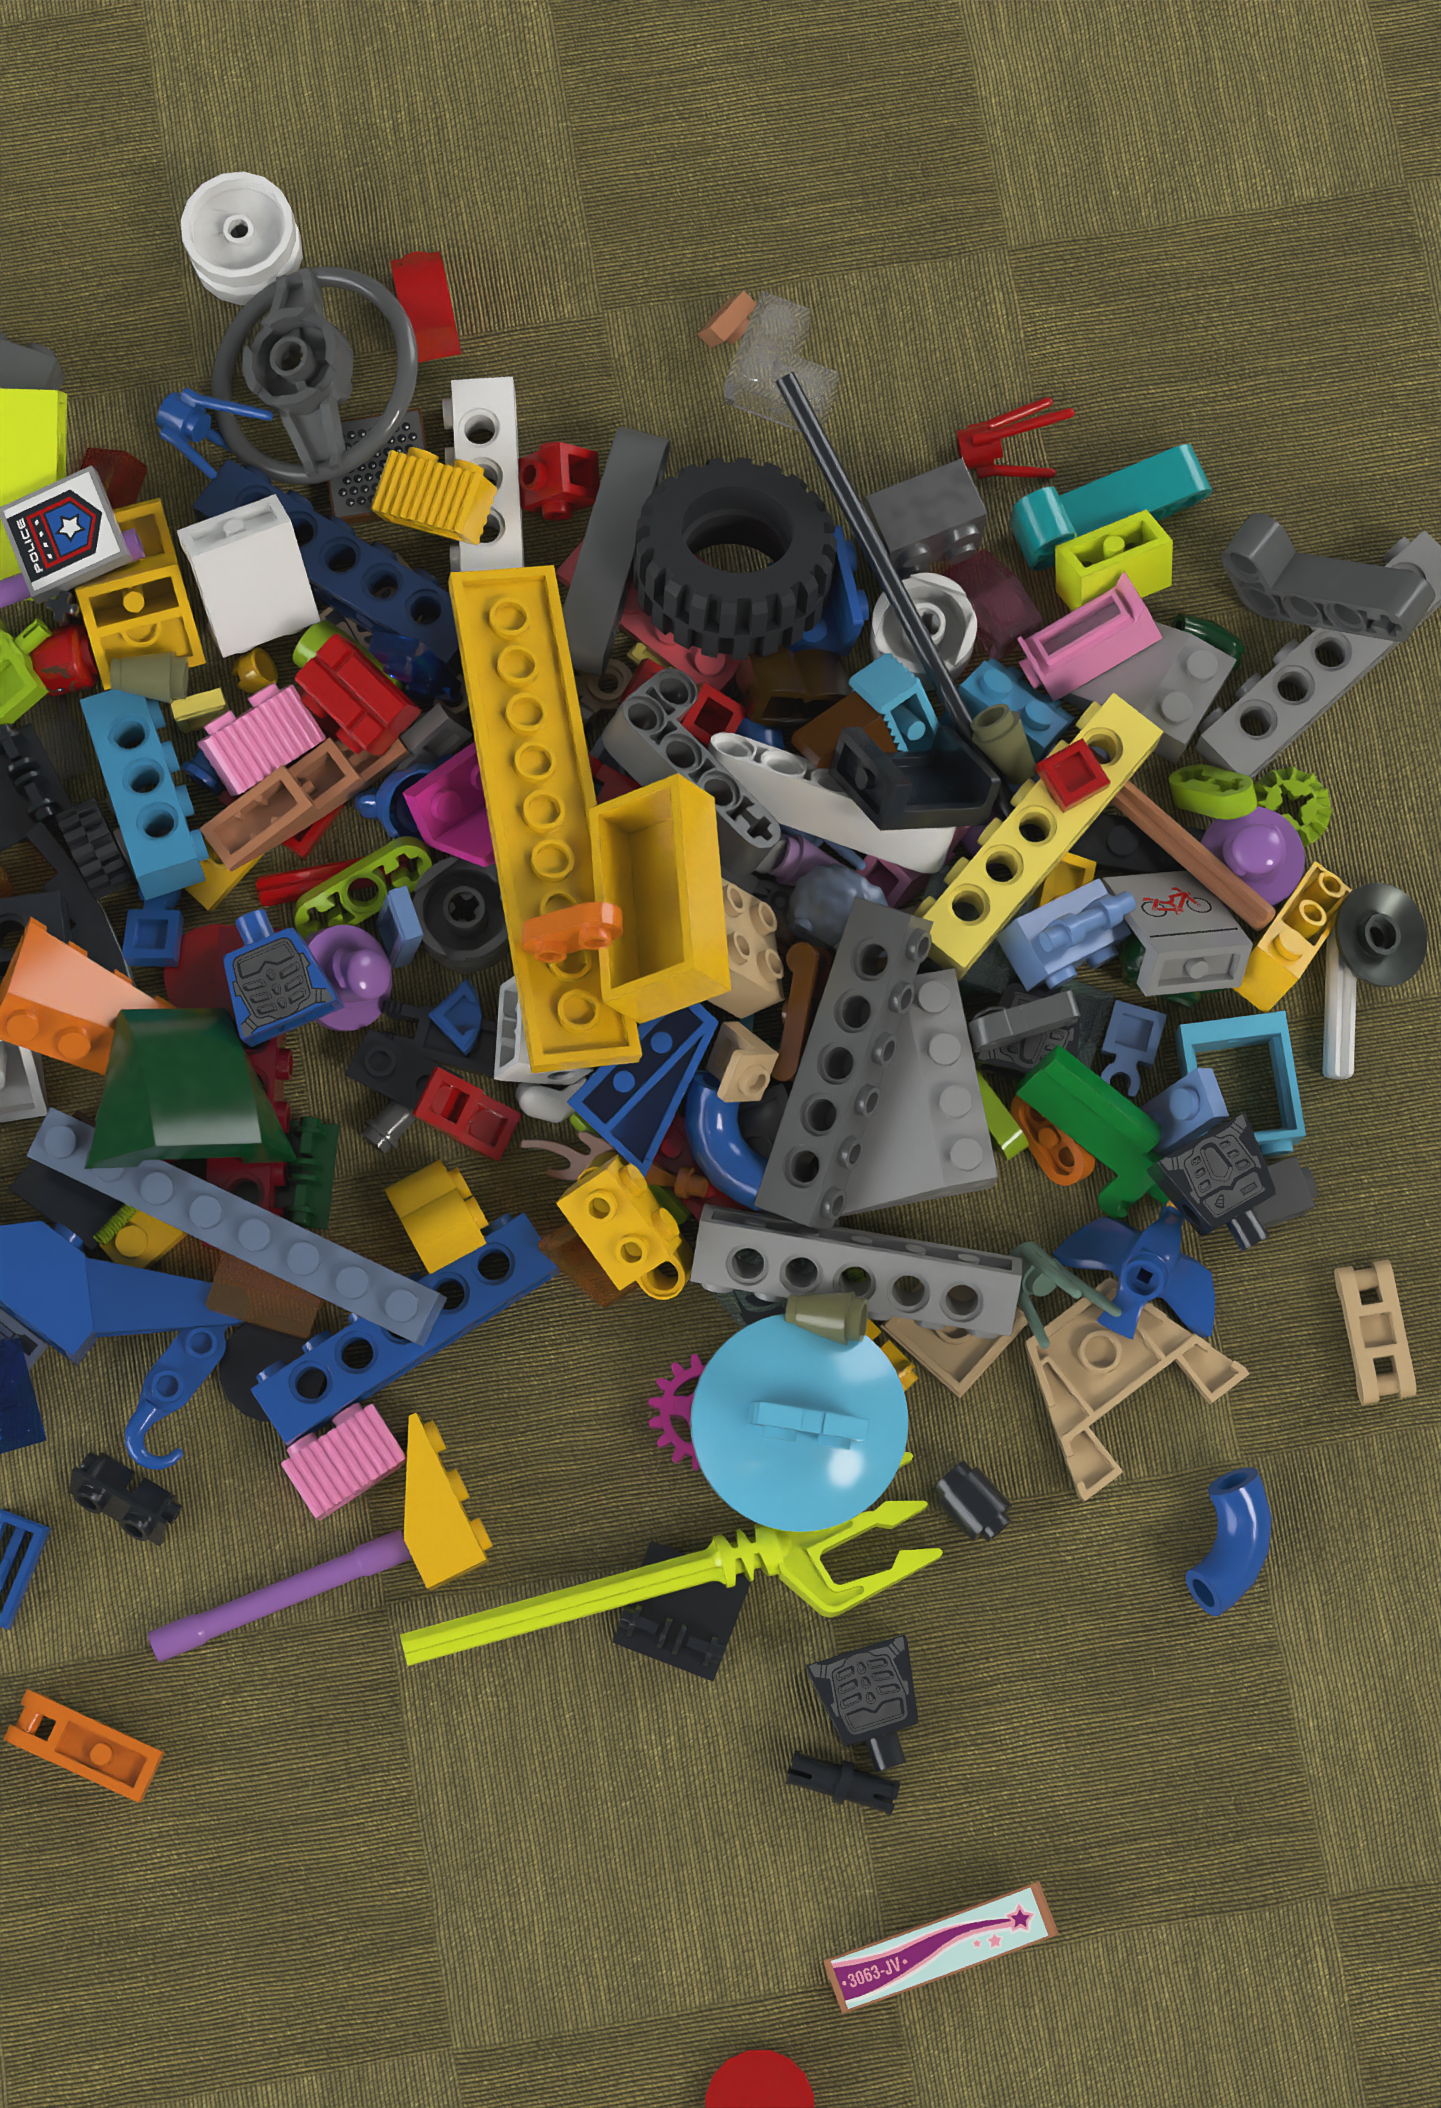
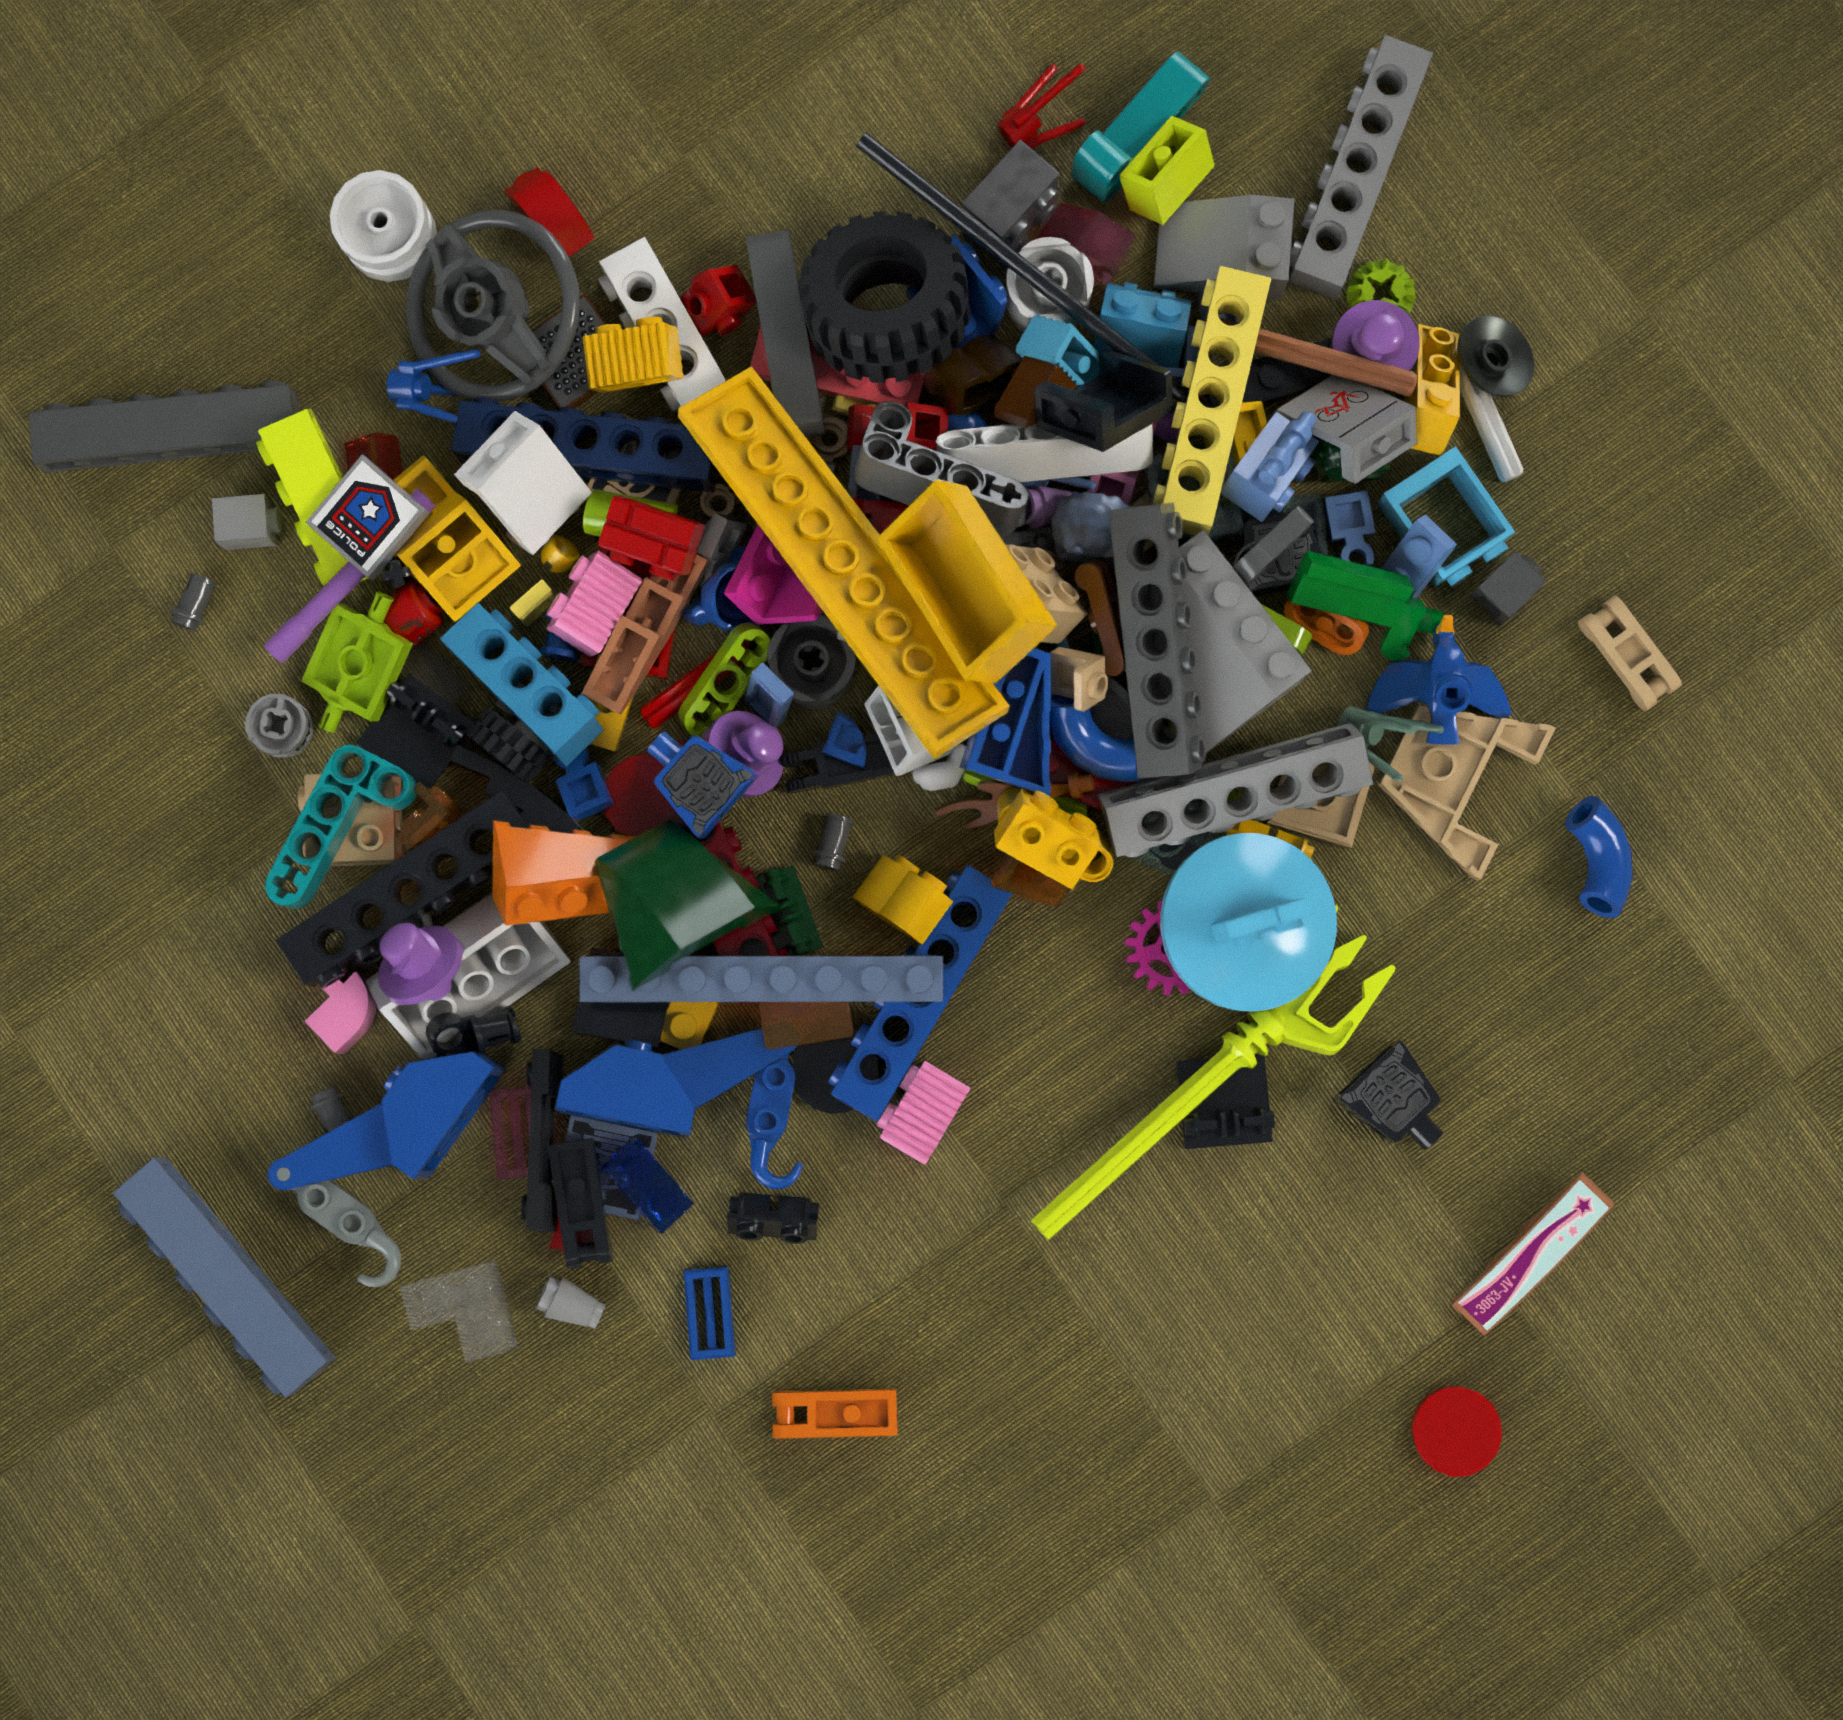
camera: 25 degrees left, 5 degrees up
(124, 1211) = (662, 1025): lime leg -> none
(151, 676) = (487, 594): olive cone -> none
(199, 1628) = (875, 1287): medium lavender piece -> none
(392, 1069) = (826, 806): black hinge -> none
(414, 667) = (684, 494): clear blue plate -> none
(435, 1521) = (1016, 1127): yellow slope -> none
(466, 1114) = (887, 812): red slope -> none
(571, 930) = (922, 630): orange plate -> none
(729, 321) = (785, 117): nougat plate -> none
(769, 353) = (833, 138): clear brick -> none
(830, 1315) = (1234, 833): olive cone -> none
(842, 1782) = (1403, 1169): black pin -> none
(973, 1502) = (1399, 919): black brick -> none
(1004, 742) = (1153, 340): olive cone -> none
(1072, 775) = (1222, 342): red tile -> none
(1089, 640) = (1177, 235): bright pink window -> none
(1212, 634) = (1261, 187): dark green arm -> none
(1213, 791) = (1322, 307): lime beam -> none
(1219, 1181) = (1472, 596): torso -> none
(1319, 589) = (1336, 115): dark grey beam -> none

